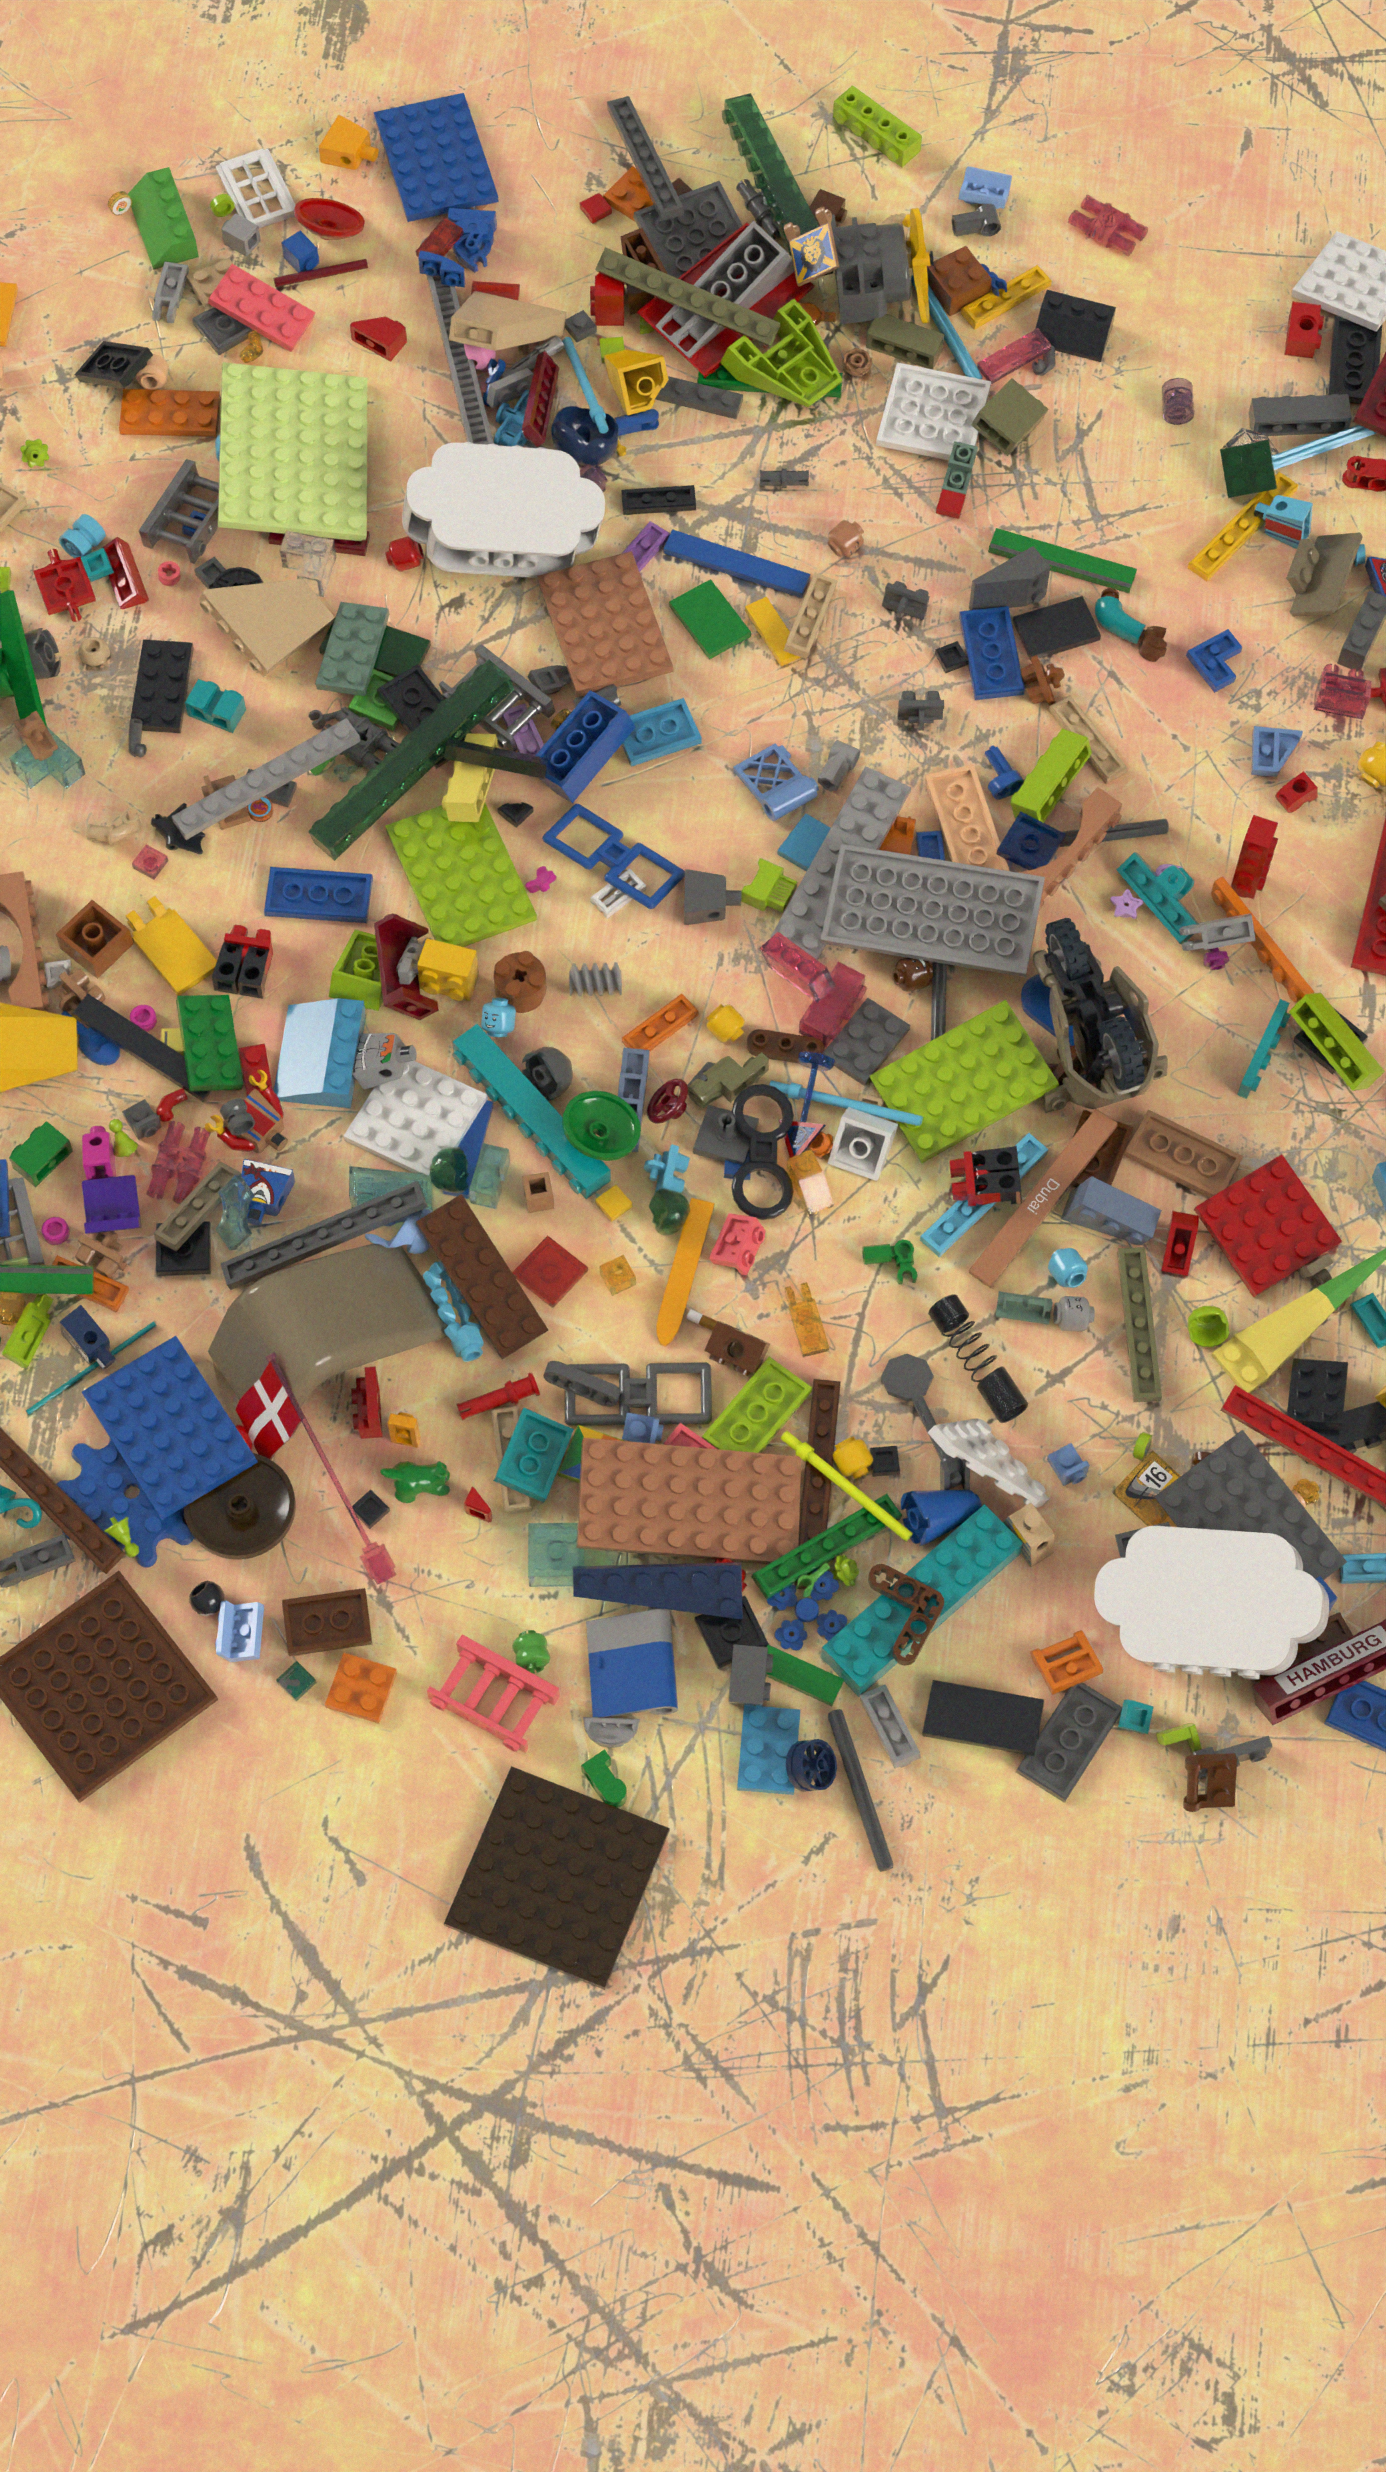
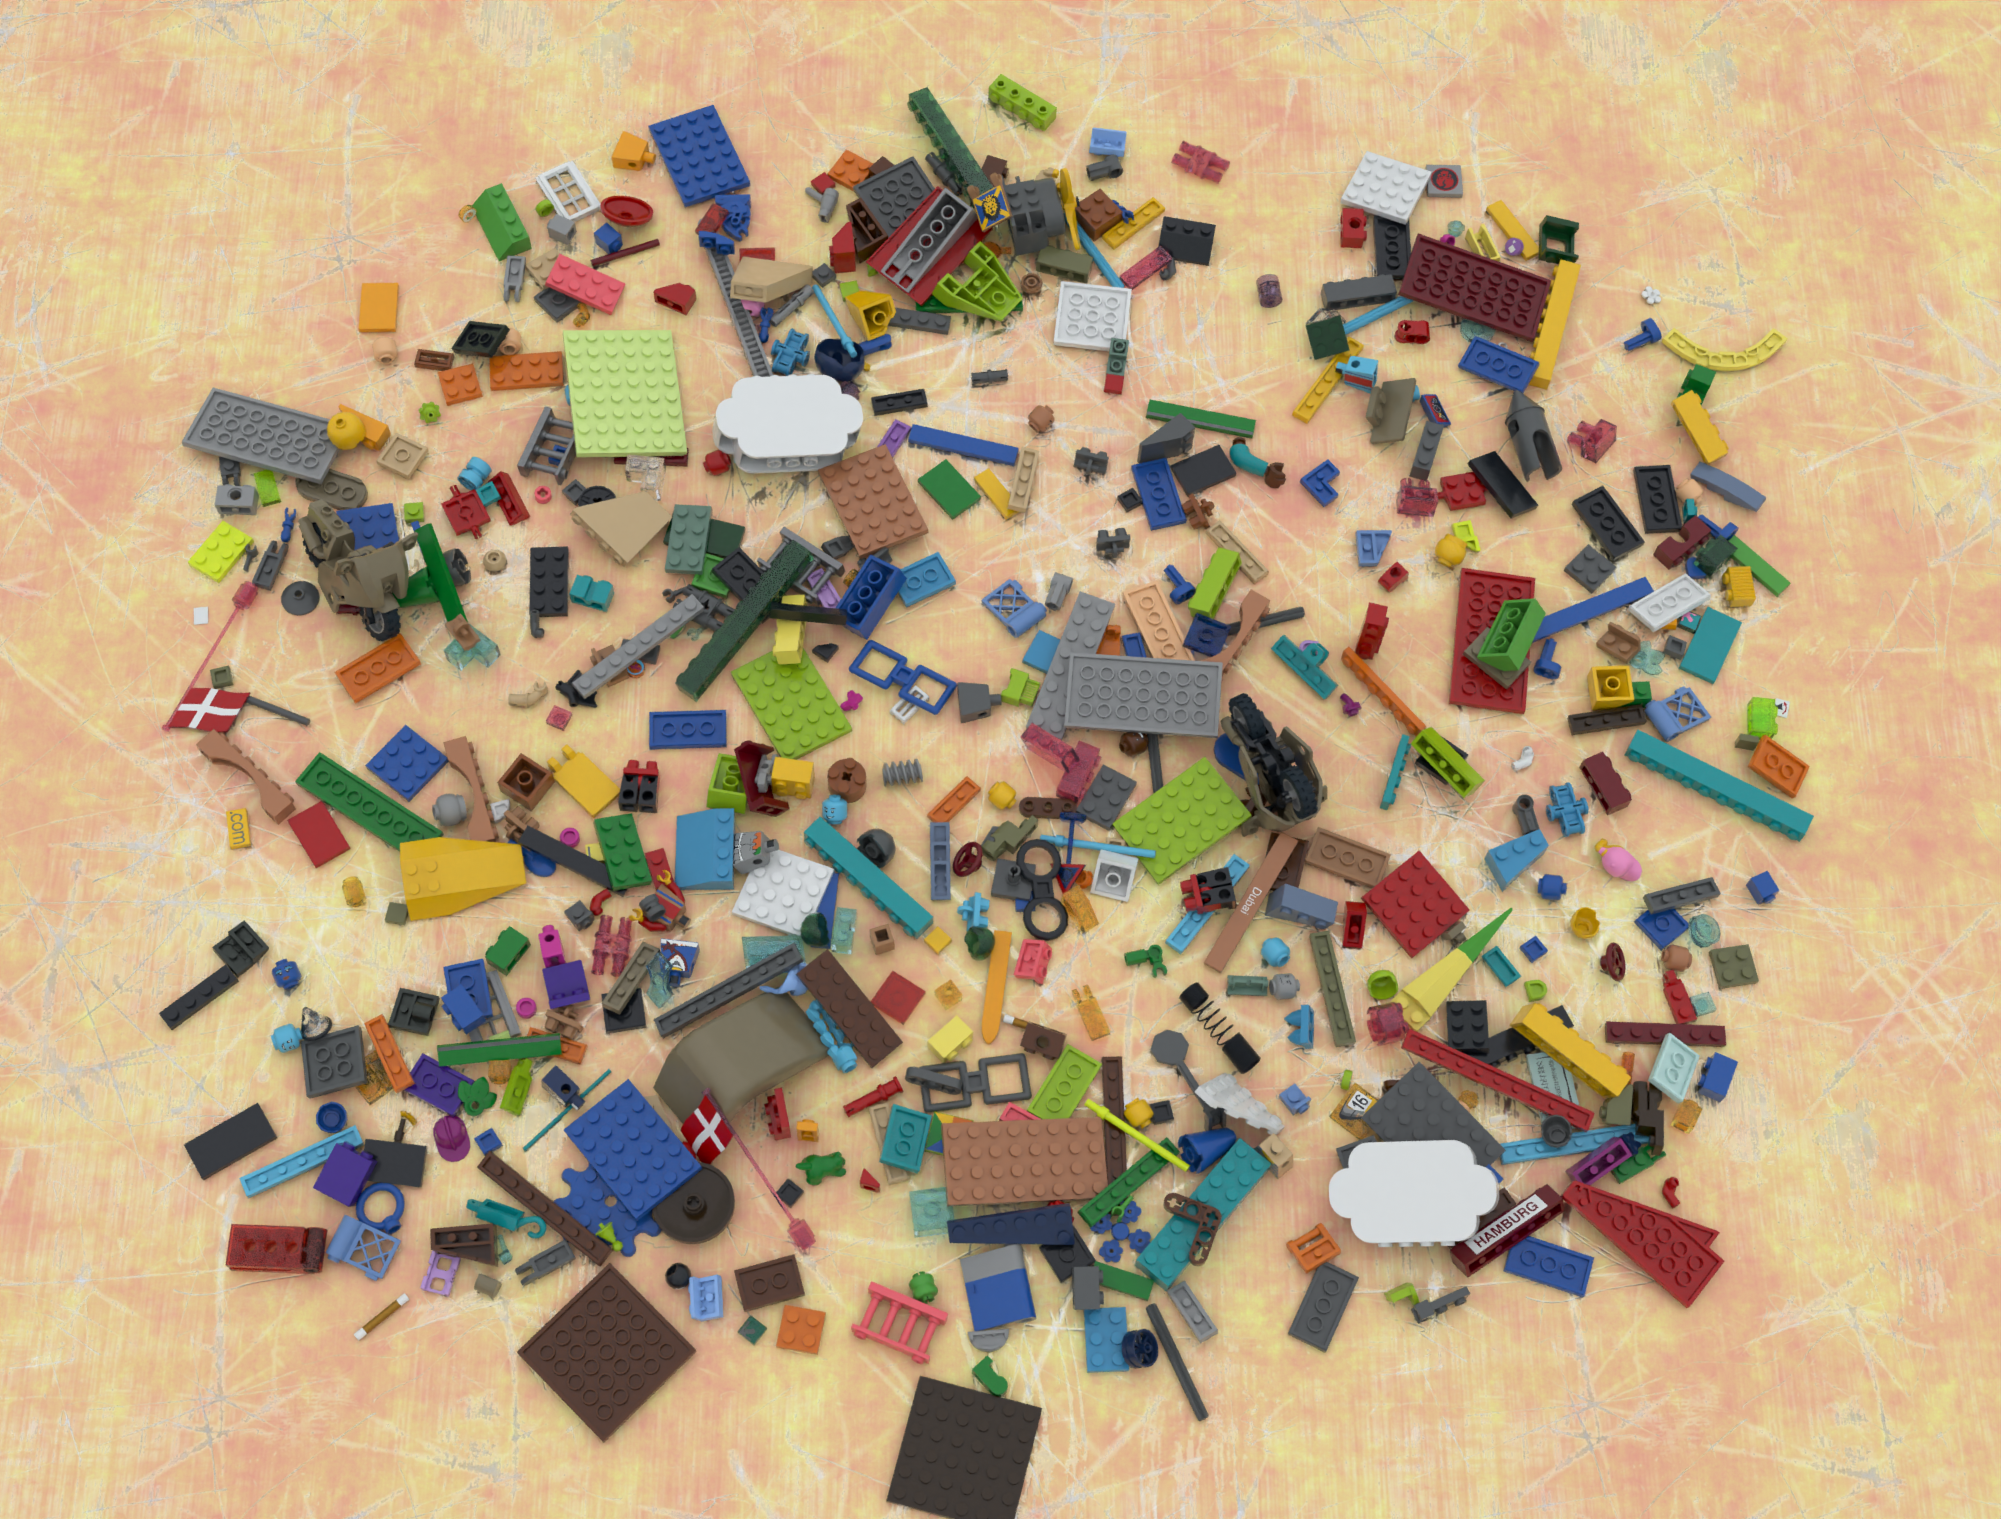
camera: 10 degrees left, 0 degrees up
(49, 390) = (434, 363): none -> dark orange tile
(80, 421) = (460, 384): none -> orange plate
(122, 1143) = (568, 936): lime piece -> none
(509, 387) = (778, 328): light grey plate -> none
(540, 399) = (803, 336): dark red plate -> none
(598, 230) = (828, 202): none -> light grey piece
(601, 1115) = (923, 876): green dish -> none
(612, 1333) = (950, 1040): none -> light yellow brick
(642, 1428) = (982, 1109): medium blue bracket -> none
(645, 158) = (856, 144): dark grey plate -> none
(688, 297) = (902, 248): olive plate -> none
(845, 1570) = (1144, 1198): lime plant -> none
(983, 1718) = (1259, 1297): black tile -> none
(1009, 416) = (1149, 314): olive brick -> none
(1096, 1361) = (1305, 1019): none -> dark azure tile
(1126, 911) = (1281, 678): lavender plate -> none
(1135, 1716) = (1368, 1283): teal plate -> none
(1207, 1377) = (1387, 1023): none -> clear pink brick
(1219, 1782) = (1435, 1325): reddish brown plate -> none
(1220, 932) = (1352, 689): light grey hinge -> none

